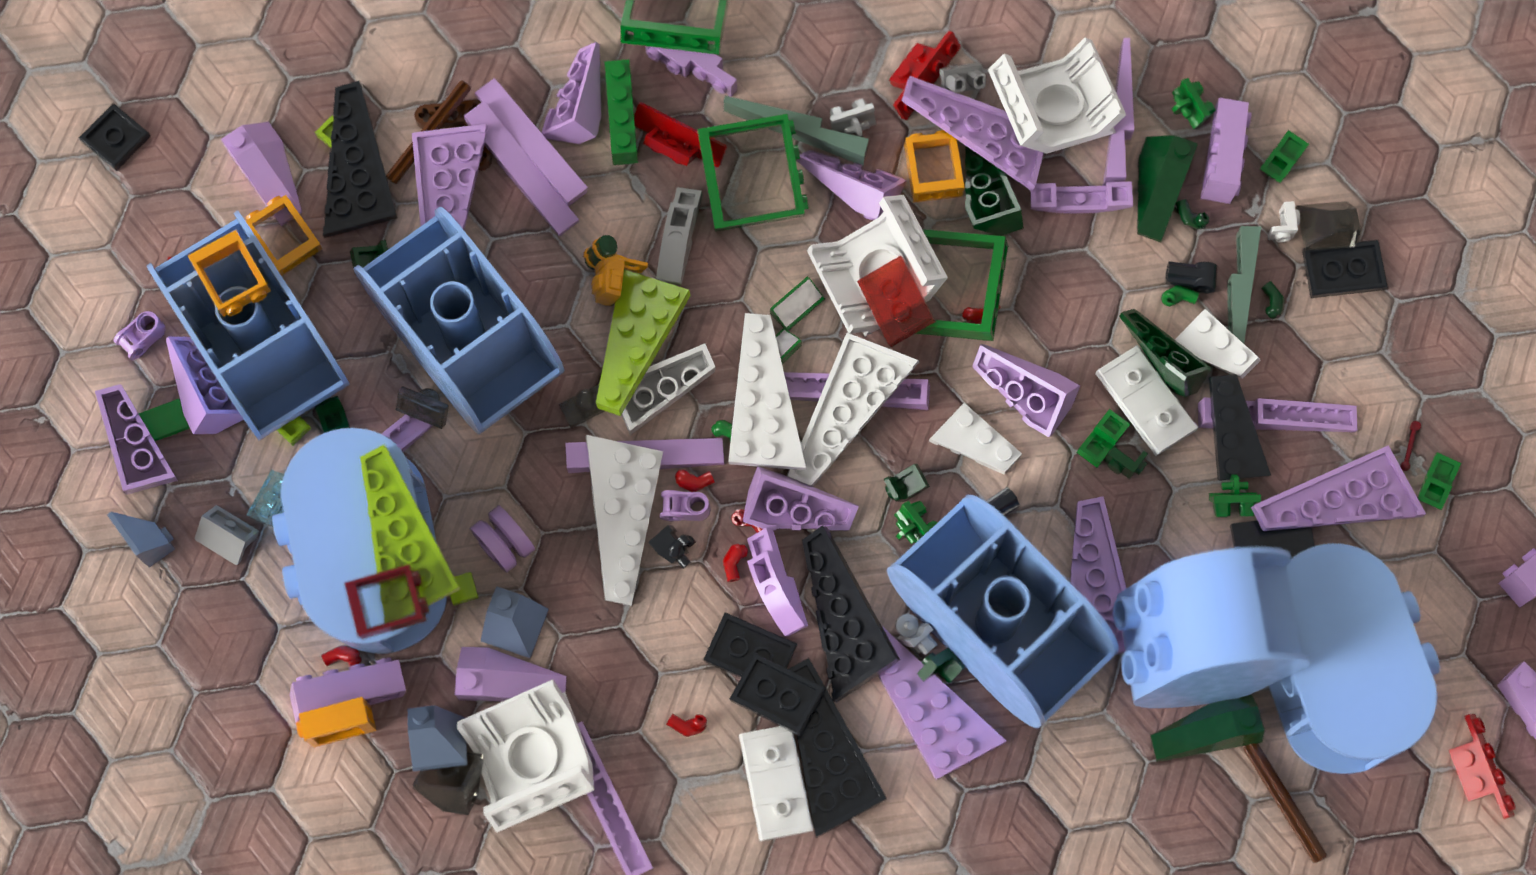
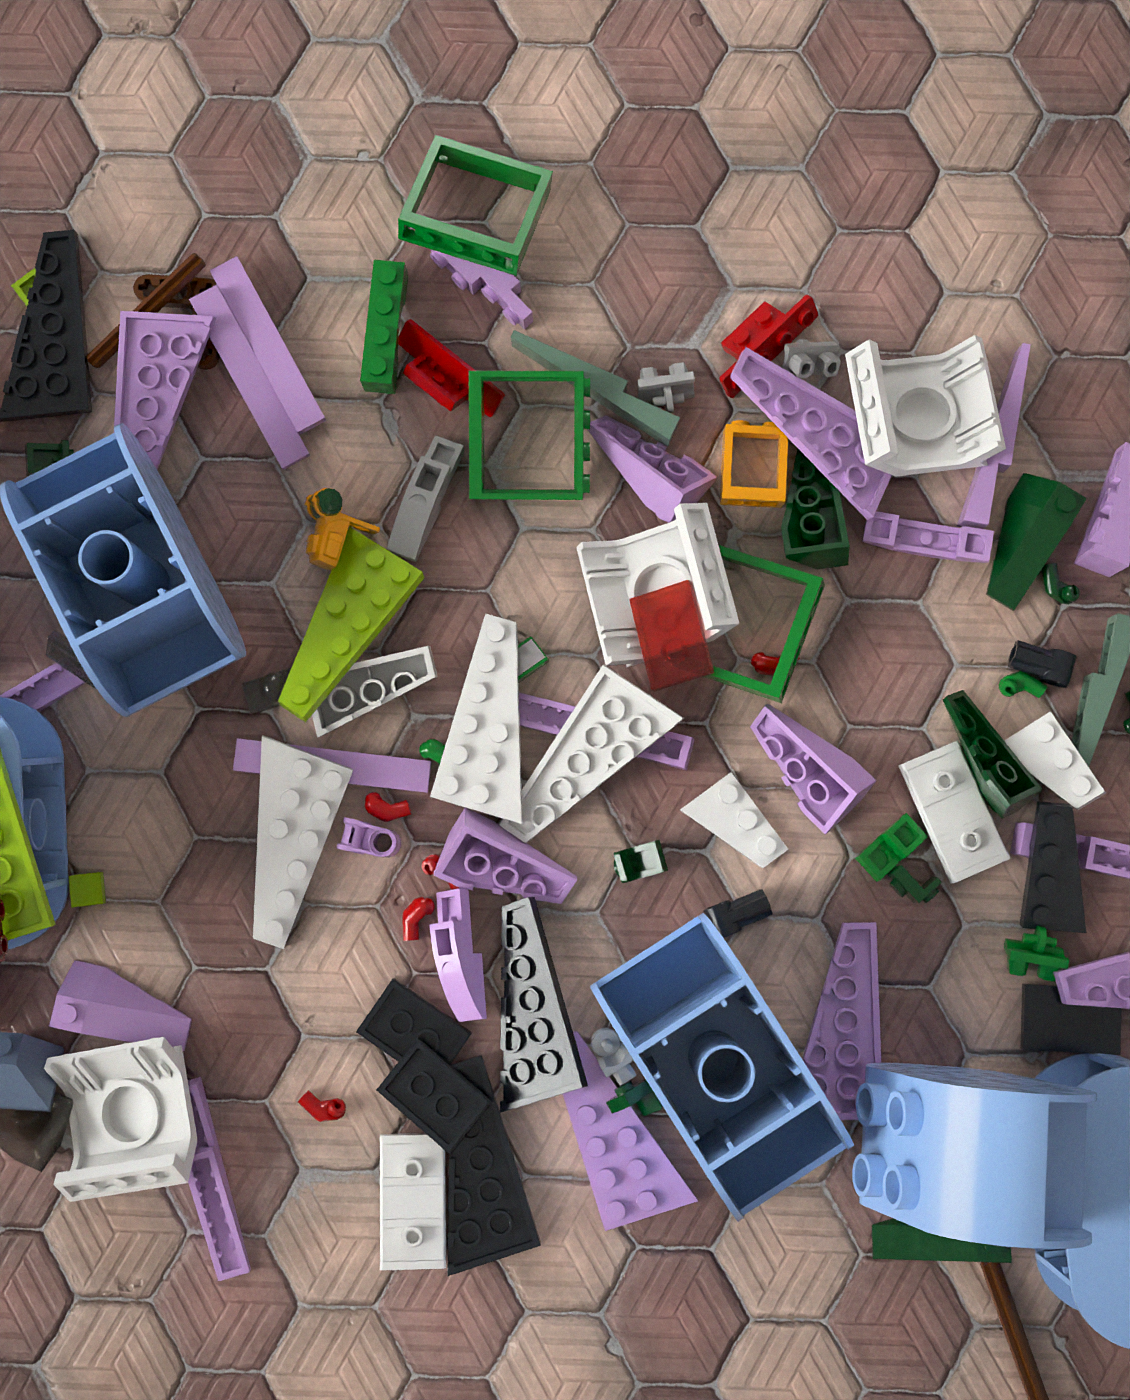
camera: 15 degrees right, 10 degrees up
(499, 541) = (140, 843): lavender wheel -> none
(513, 622) = (139, 943): sand blue slope -> none
(579, 106) = (335, 311): lavender wedge -> none
(671, 547) = (343, 888): black piece -> none
(796, 304) = (553, 610): flat silver slope -> none
(911, 523) = (637, 917): green hips -> none
(1190, 104) = (1088, 442): green hips -> none

